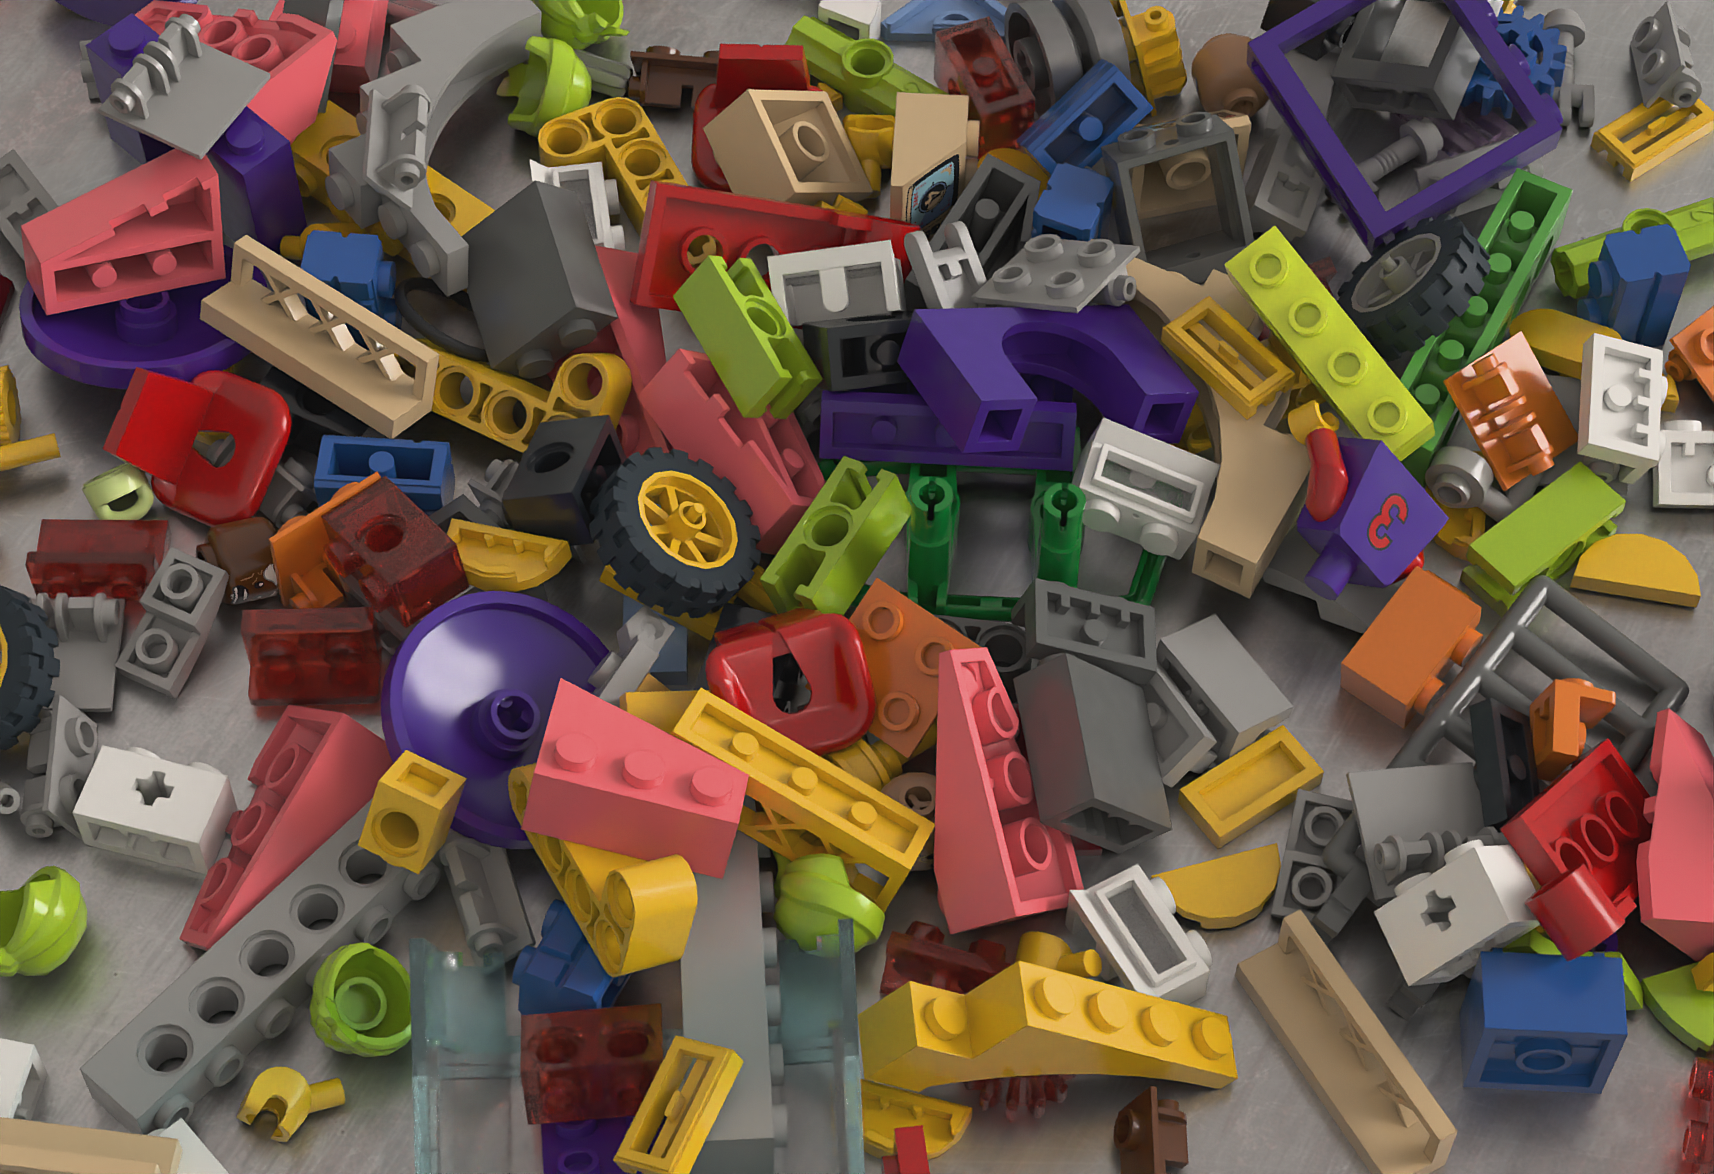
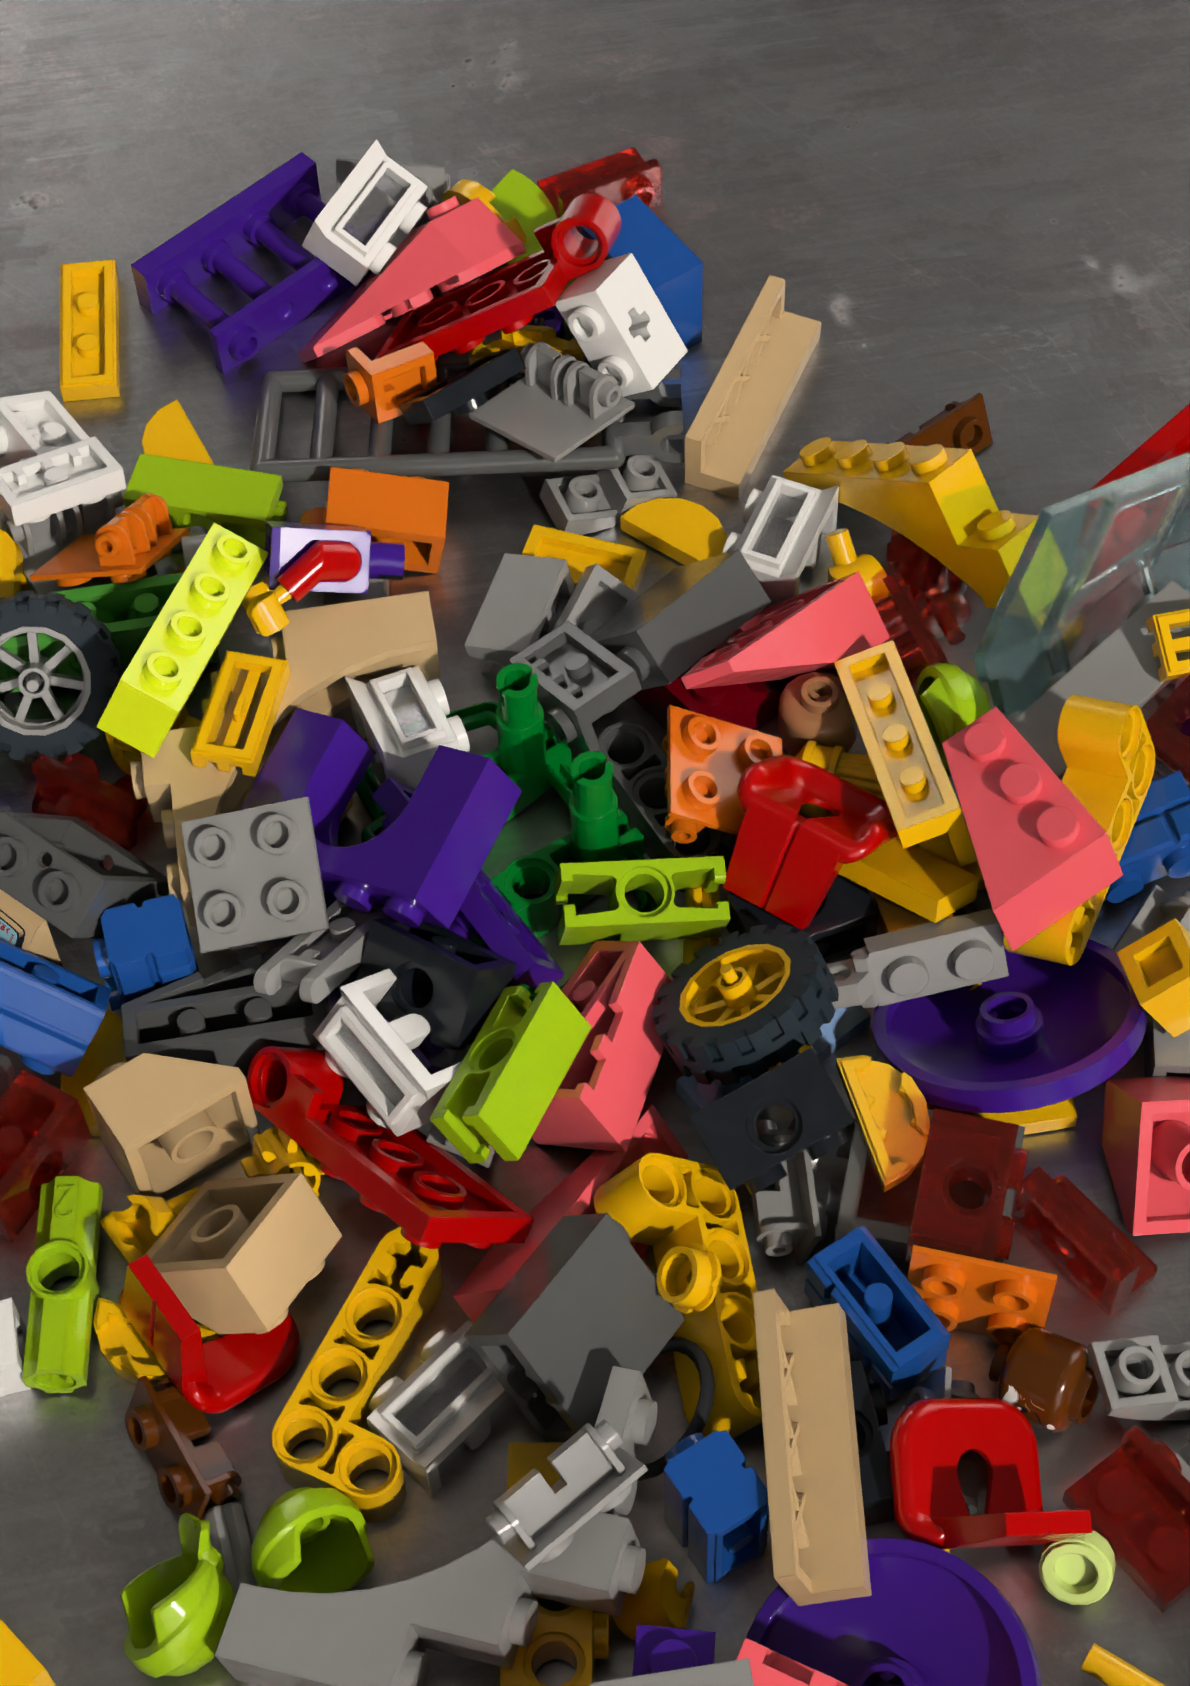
camera: 125 degrees left, 0 degrees up
(501, 359) = (689, 1277): none -> yellow plate

